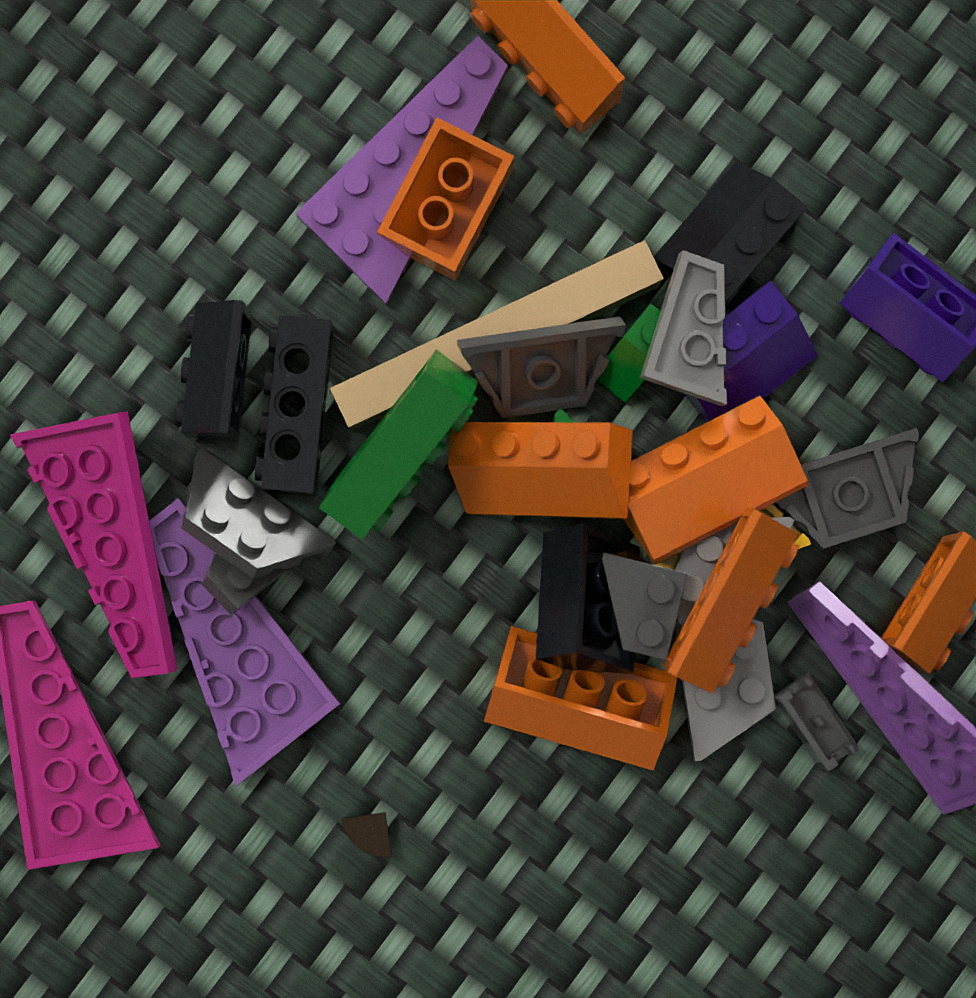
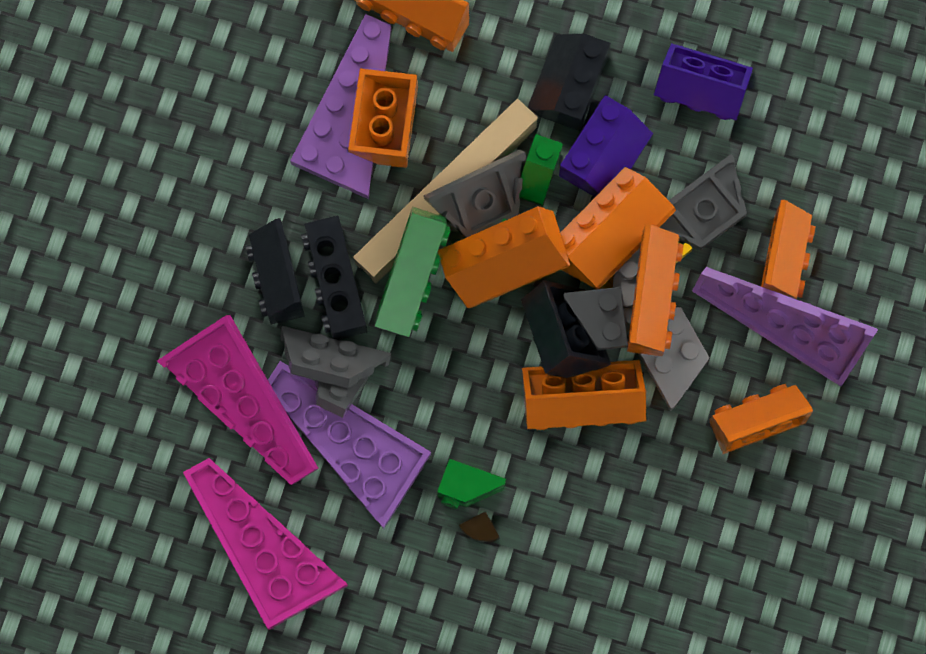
camera: 15 degrees left, 10 degrees down
(372, 768) = (467, 485): none -> green slope
(689, 332) = (566, 143): light grey wing -> none
(814, 823) = (760, 417): none -> orange slope
(815, 722) = (736, 357): dark grey hinge -> none

